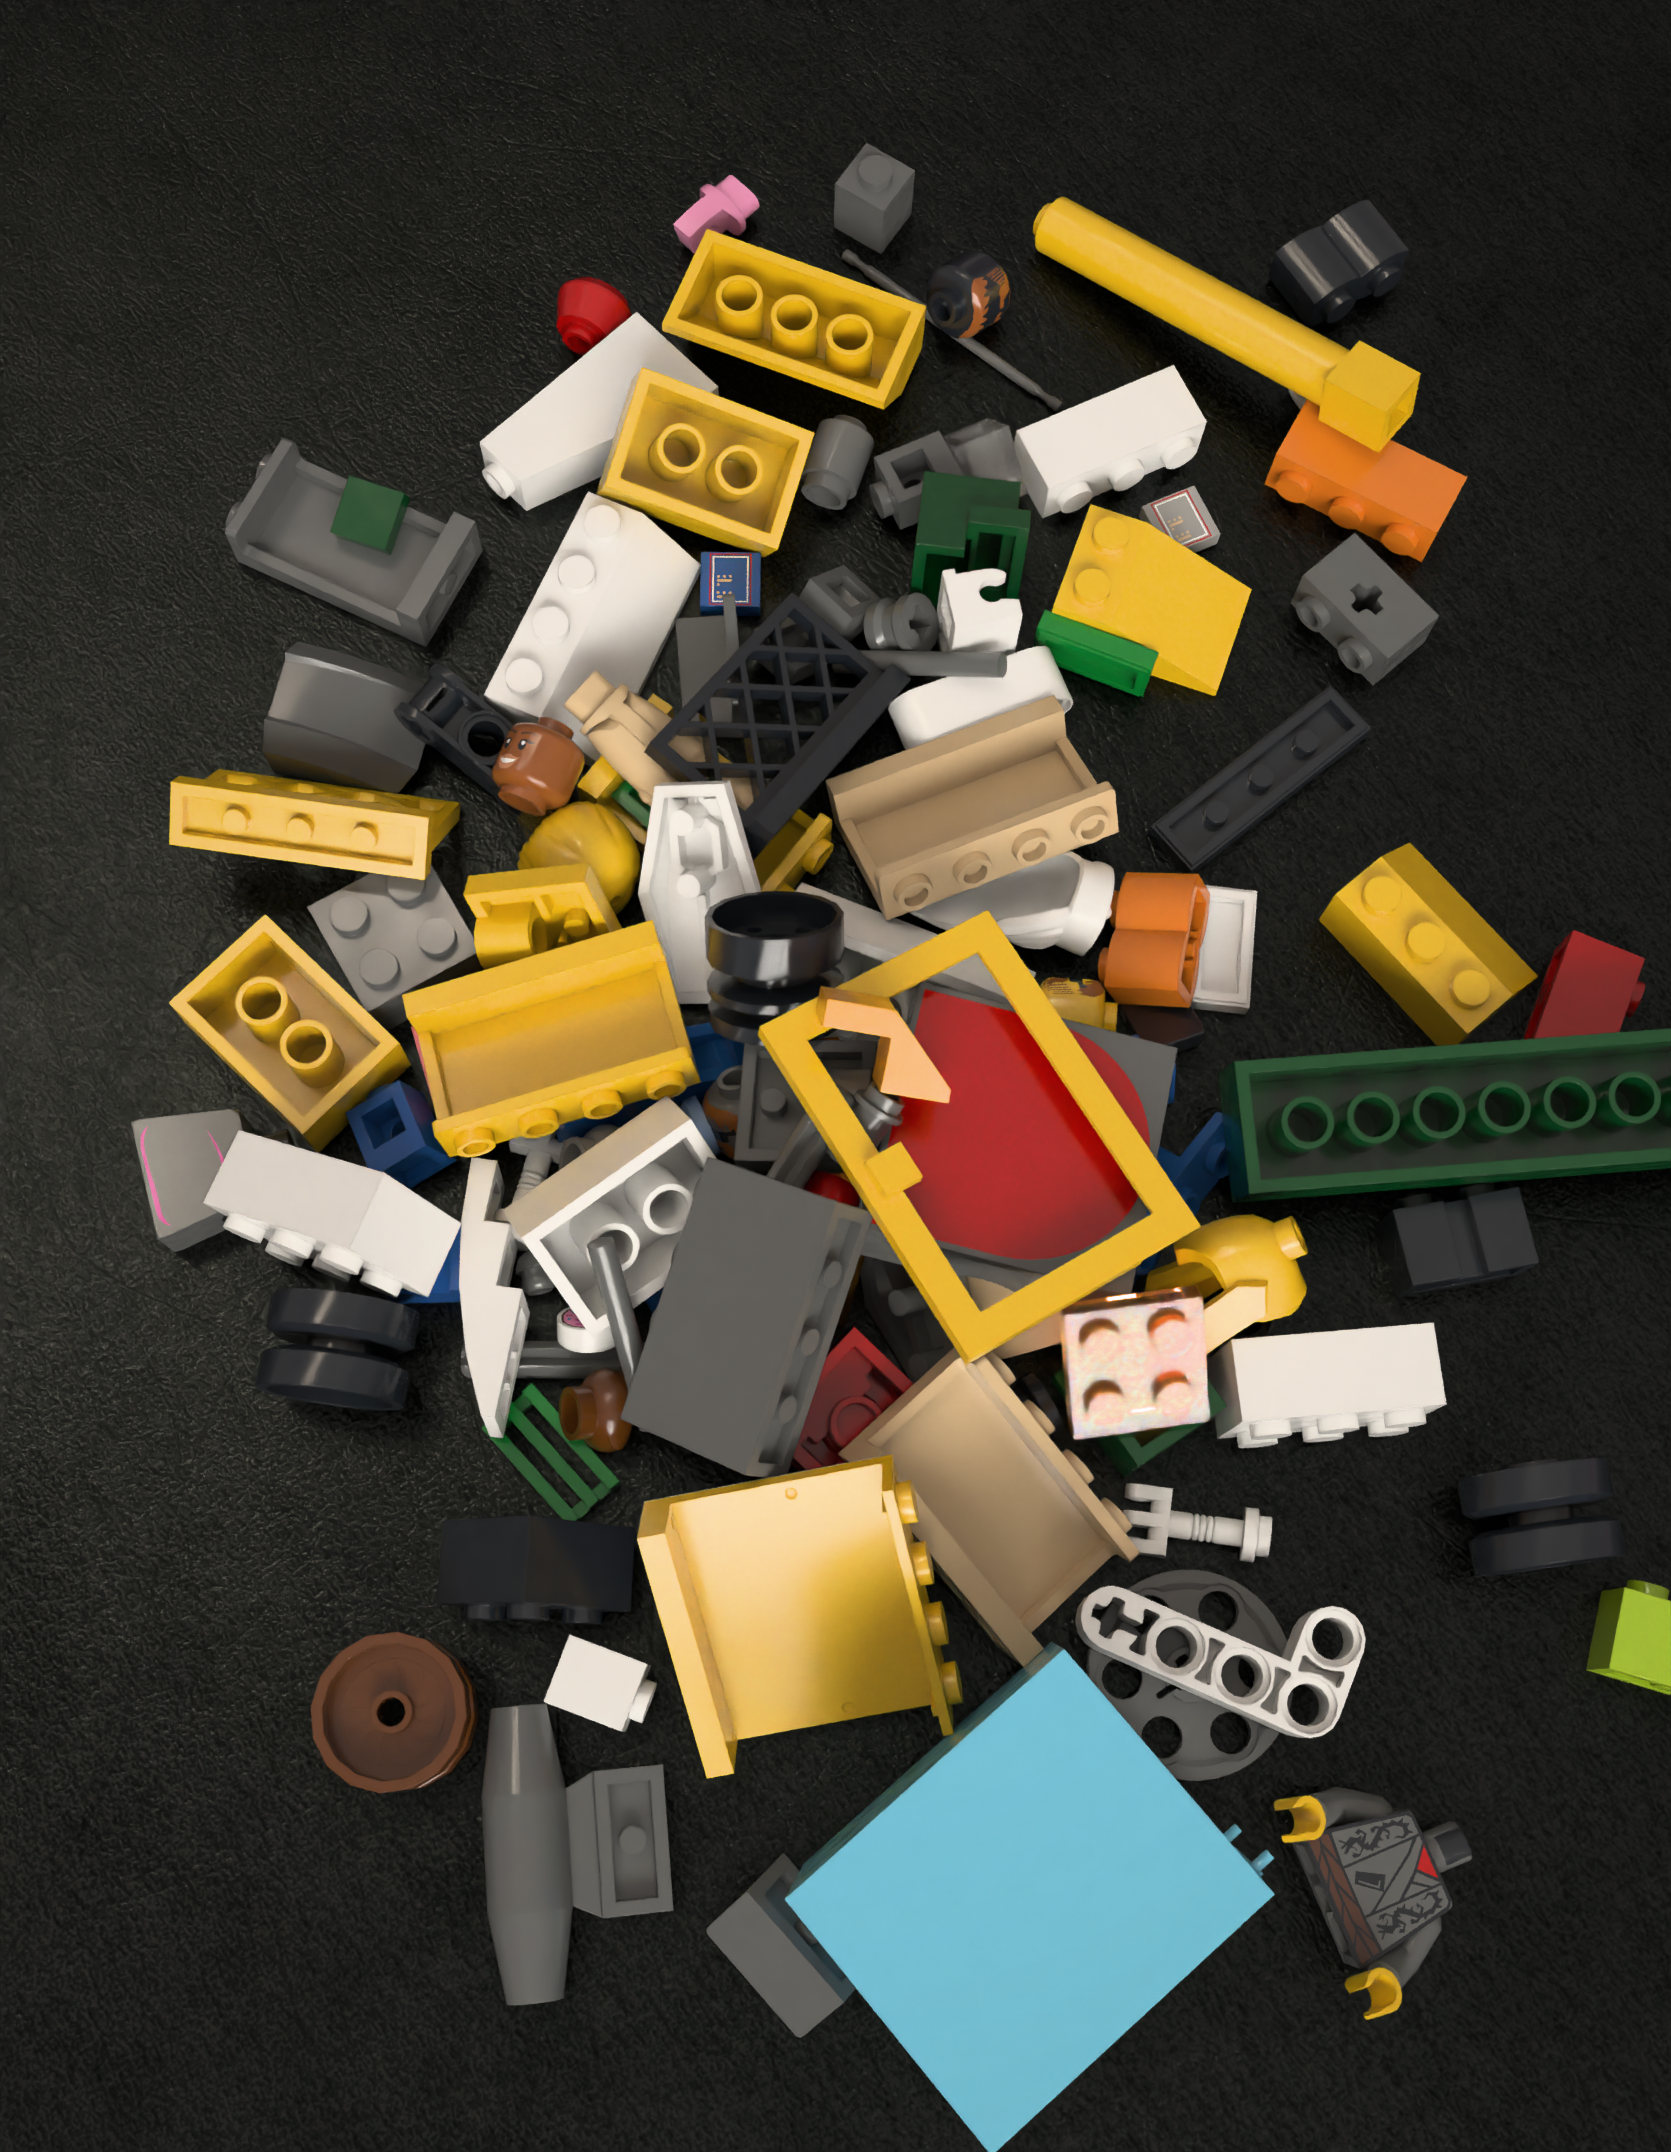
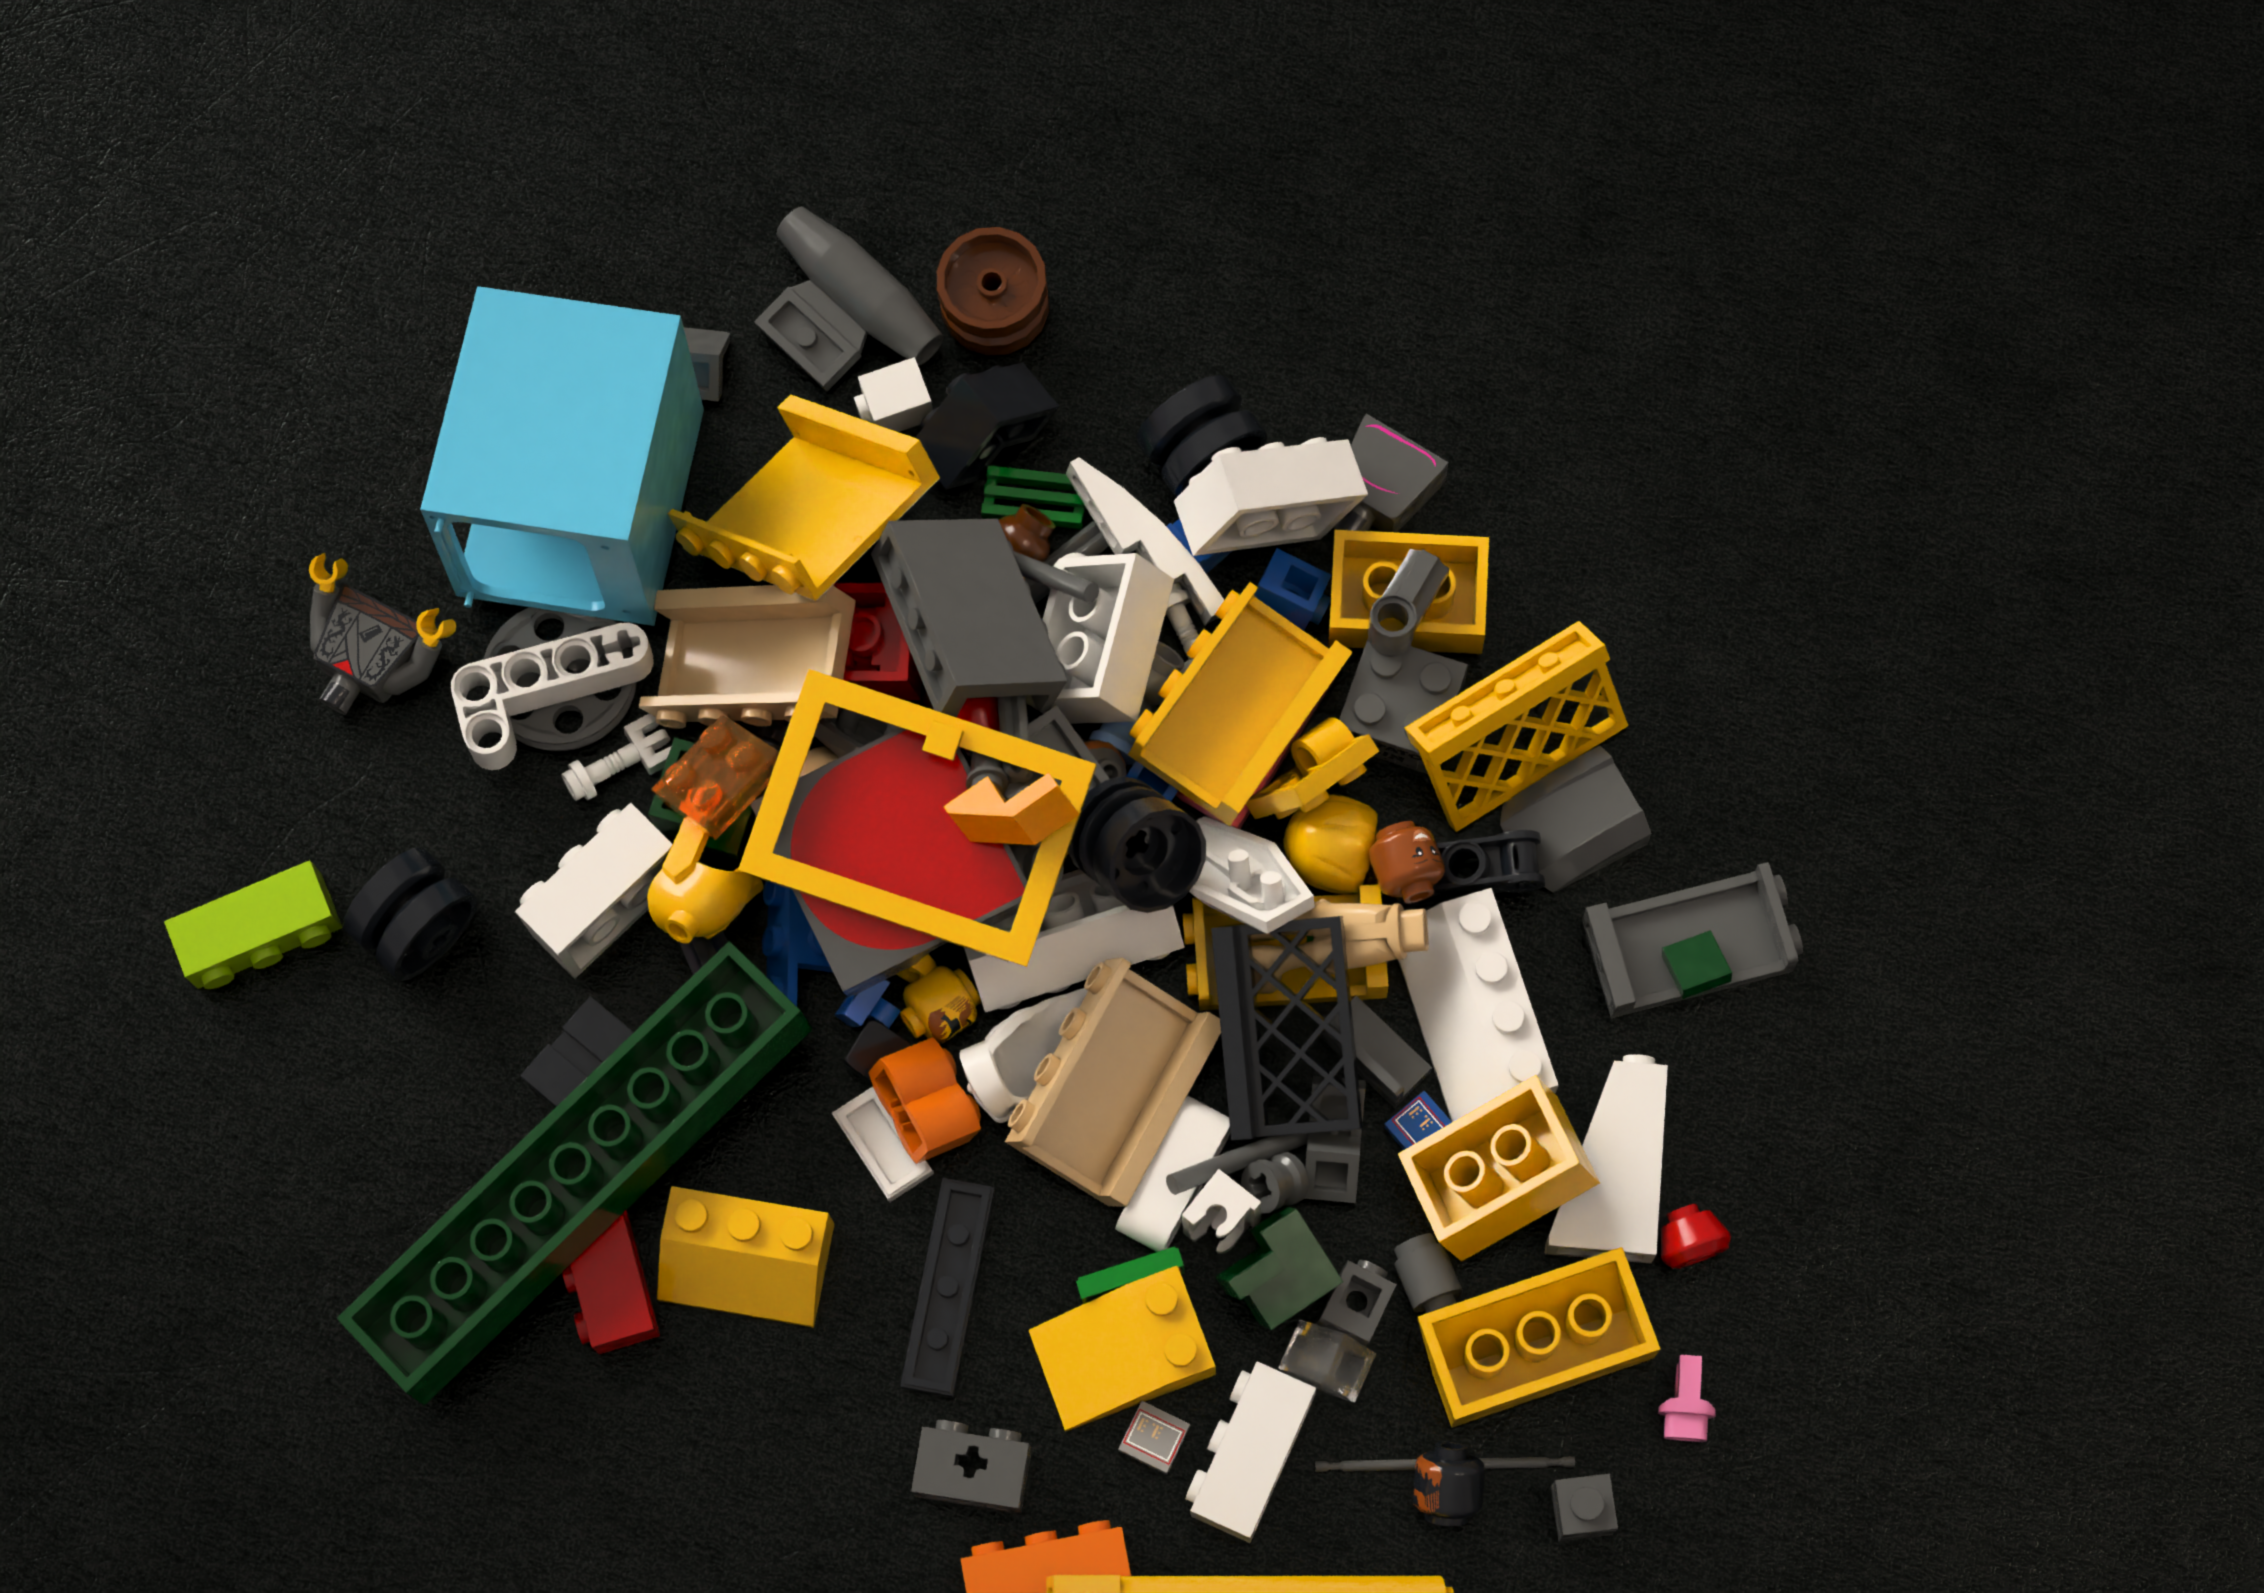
camera: 150 degrees right, 0 degrees up
(302, 990) = (1406, 600): none -> dark grey piece

